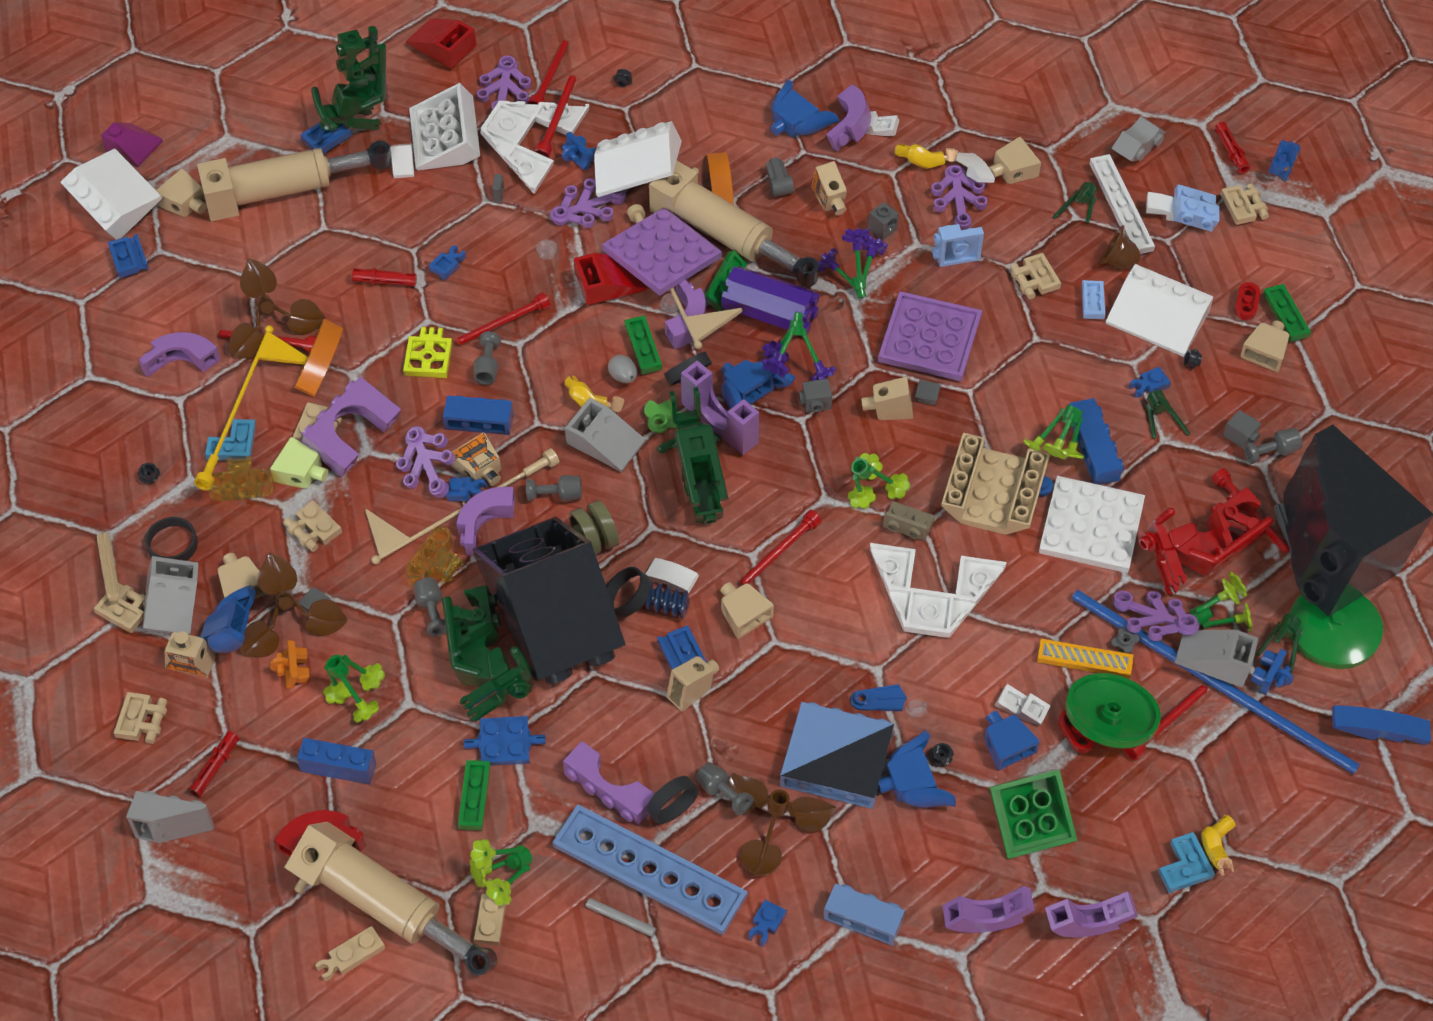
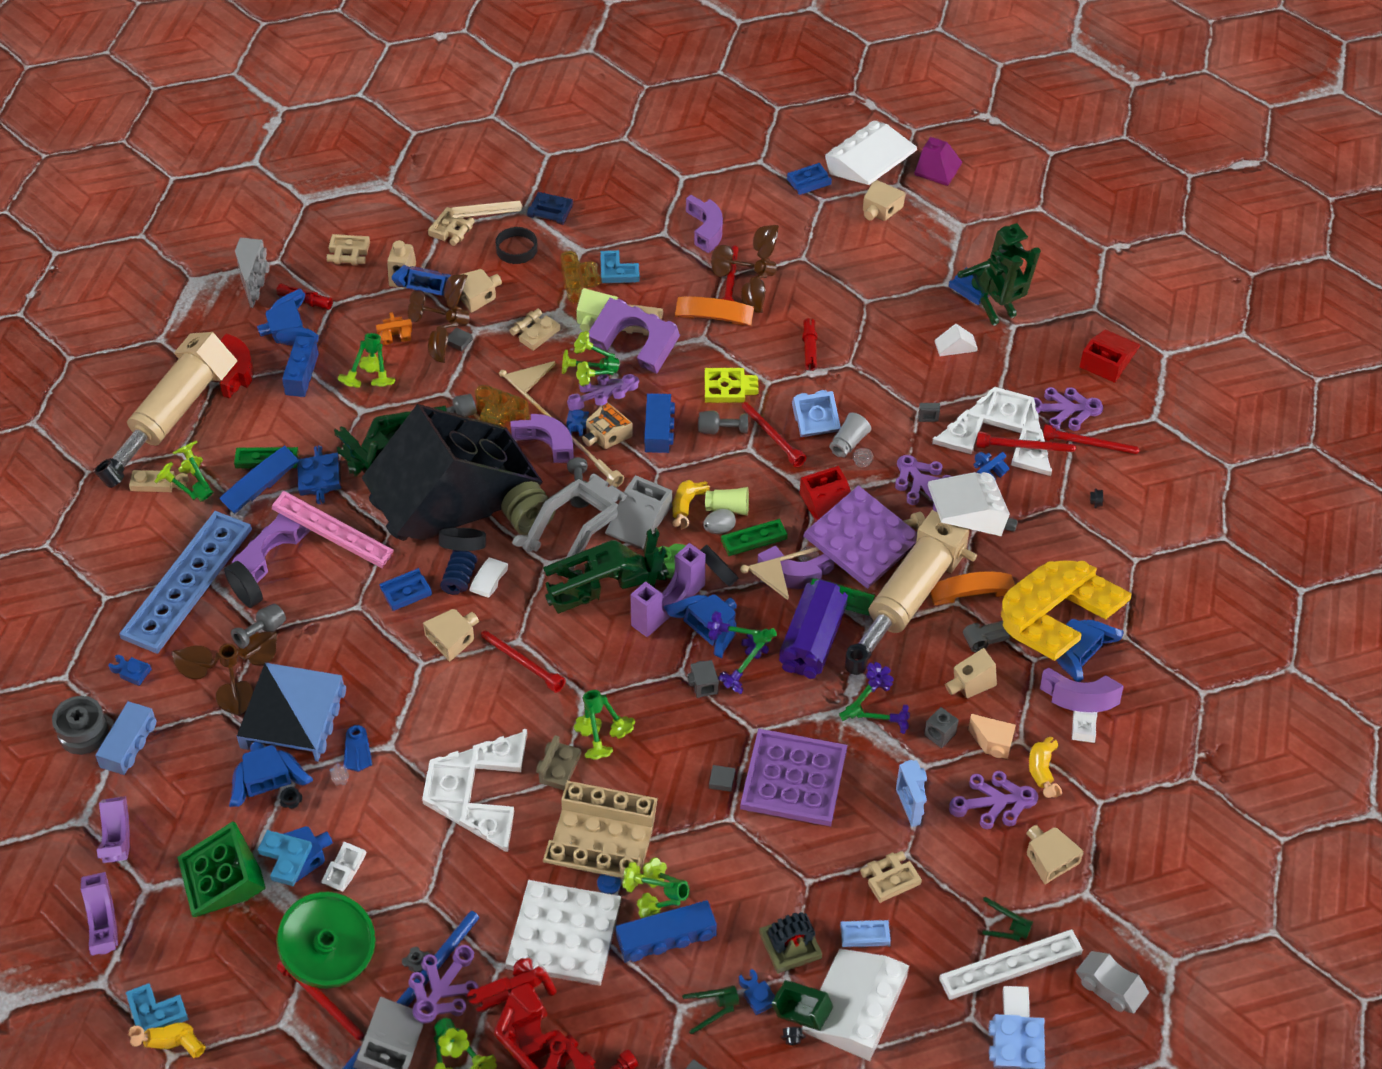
camera: 85 degrees right, 5 degrees down
(109, 502) = (550, 207): none -> dark blue plate
(148, 468) = (582, 222): black plate -> none
(170, 595) = (455, 246): light grey slope -> none
(260, 778) = (285, 321): none -> blue torso
(271, 350) = (714, 278): yellow piece -> none
(278, 176) = (887, 224): tan piece -> none
(351, 953) = (127, 395): tan plate -> none
(375, 461) = (608, 365): none -> lime plant
(445, 129) = (997, 367): white slope -> none
(446, 264) = (834, 383): blue plate -> none
(486, 278) = (816, 413): none -> light blue plate
(514, 798) = (258, 479): none -> blue slope
(520, 253) = (850, 434): none -> light grey plant
(593, 457) = (594, 492): none -> light grey piece
(596, 358) = (732, 499): none -> yellowish green plant
(597, 718) = (332, 529): none -> bright pink tile
(621, 917) = (145, 567): light grey bar -> none
(690, 682) = (368, 593): tan torso -> none
(730, 117) = (1035, 595): none -> yellow plate
(848, 959) = (80, 724): none -> dark grey wheel
(890, 400) = (699, 729): tan torso -> none
(893, 186) = (992, 735): none -> light nougat slope
(977, 167) = (1034, 813): white slope -> none
(1023, 738) = (290, 854): none -> dark azure plate
(1085, 658) = (397, 924): tile -> none
(1104, 349) = (790, 942): none -> plate
(1121, 252) = (933, 957): reddish brown piece -> none
(1169, 344) = (802, 1005): none -> dark green panel

